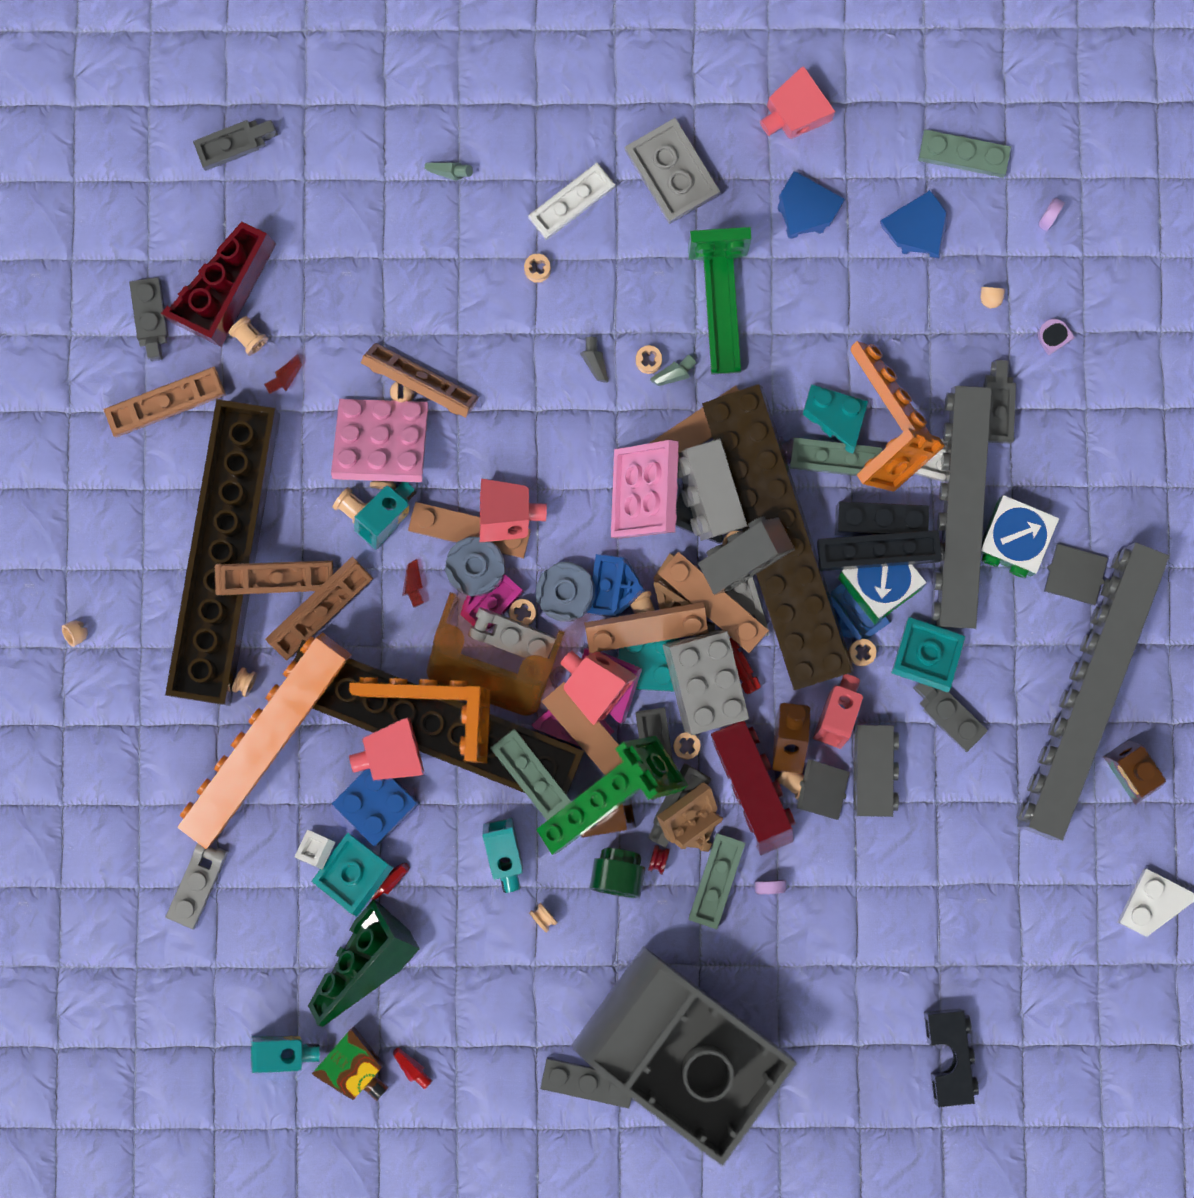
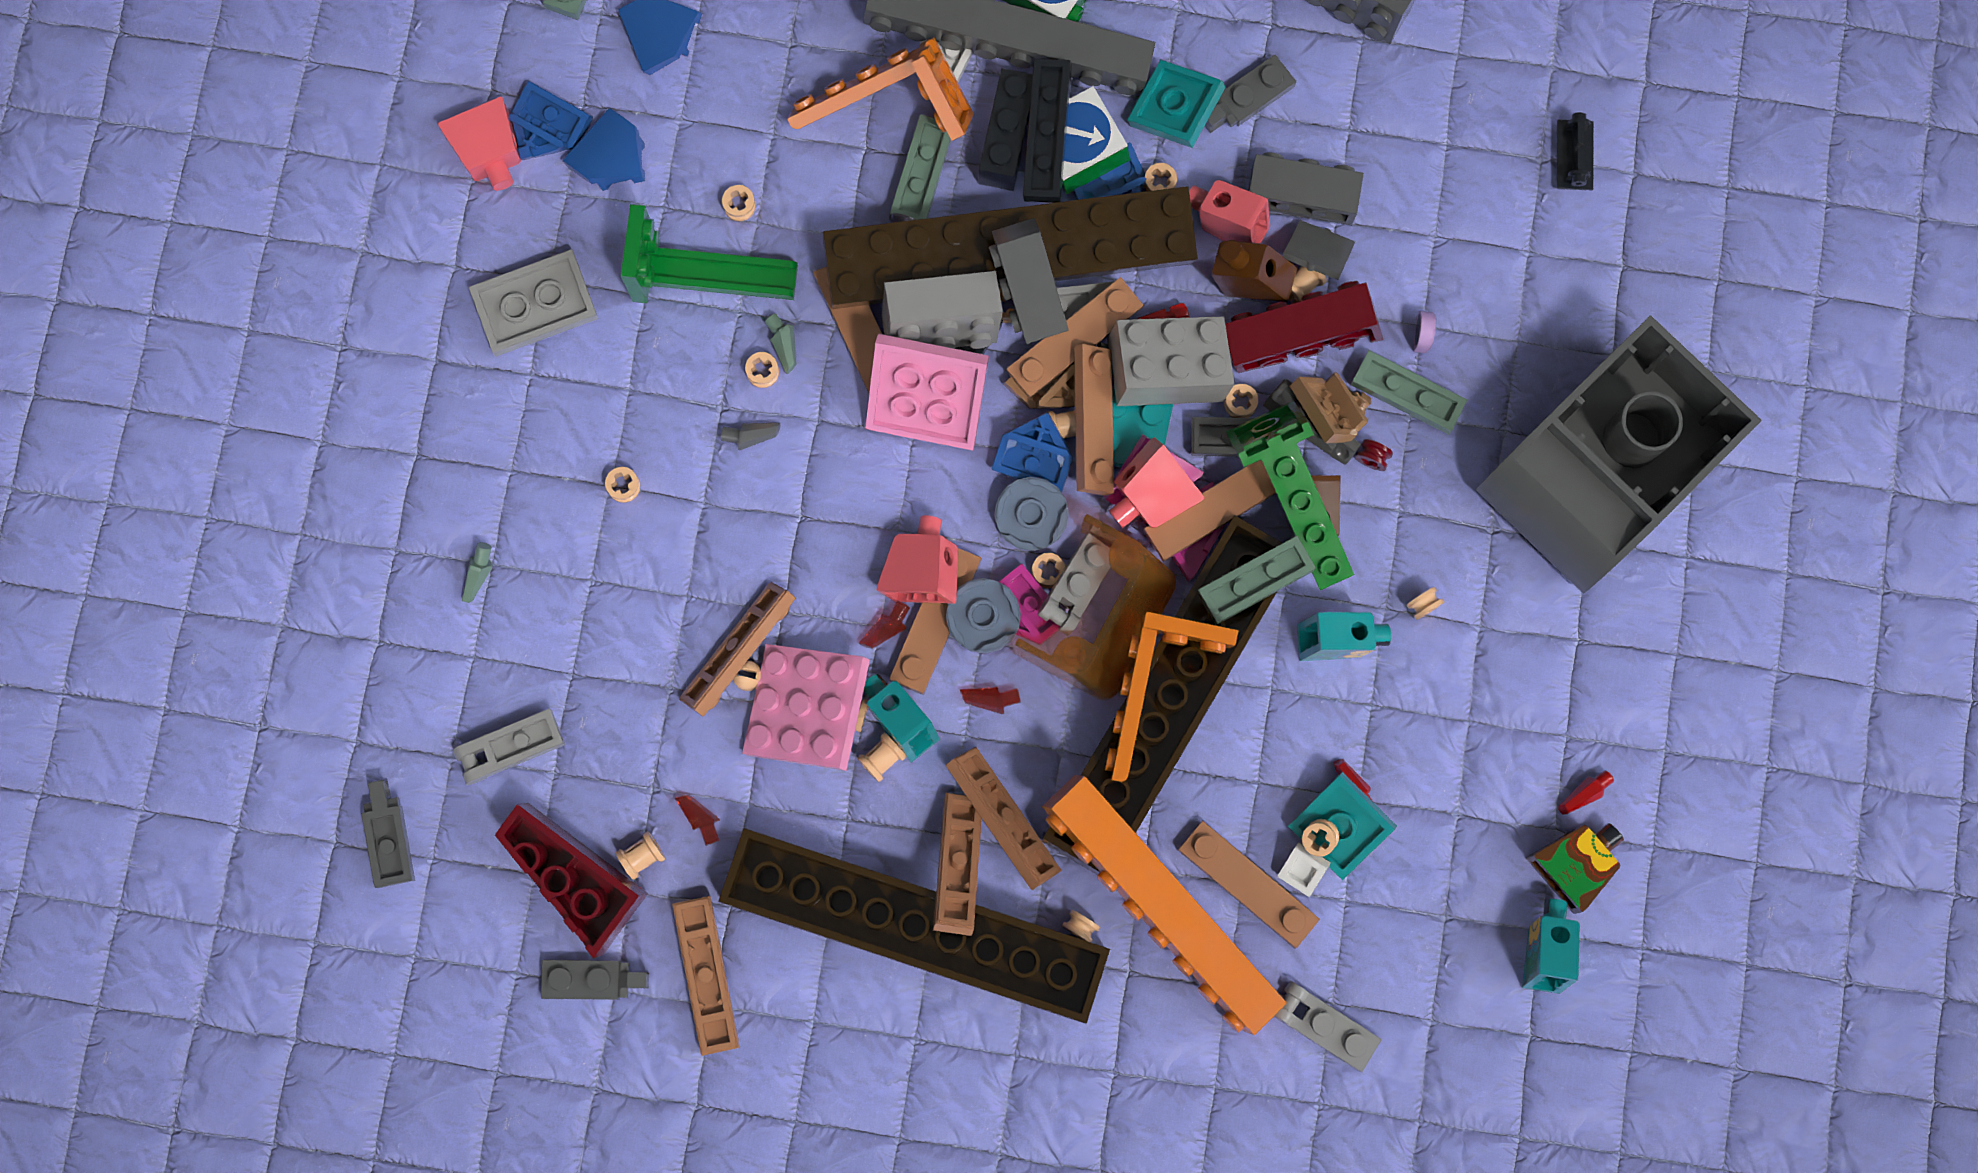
camera: 85 degrees left, 5 degrees down
(74, 633) = (983, 1137): light nougat hinge -> none
(297, 808) = (1249, 884): none -> nougat plate
(317, 221) = (510, 746): none -> light grey plate
(339, 849) = (1332, 836): none -> light nougat bush
(370, 958) = (1447, 823): dark green wedge -> none
(375, 806) = (1258, 783): blue brick -> none
(390, 753) = (1205, 746): coral torso -> none
(457, 493) = (886, 626): none -> clear red bar
(571, 201) = (546, 430): white tile -> none
(581, 1083) = (1629, 589): dark grey plate -> none
(618, 873) = (1385, 503): dark green piece -> none
(783, 325) = (750, 205): none -> light nougat bush
(824, 152) = (546, 123): none -> blue slope
(836, 414) = (870, 161): teal wing -> none
(946, 993) = (1575, 153): none -> black hinge
(956, 1083) = (1681, 158): black arch -> none

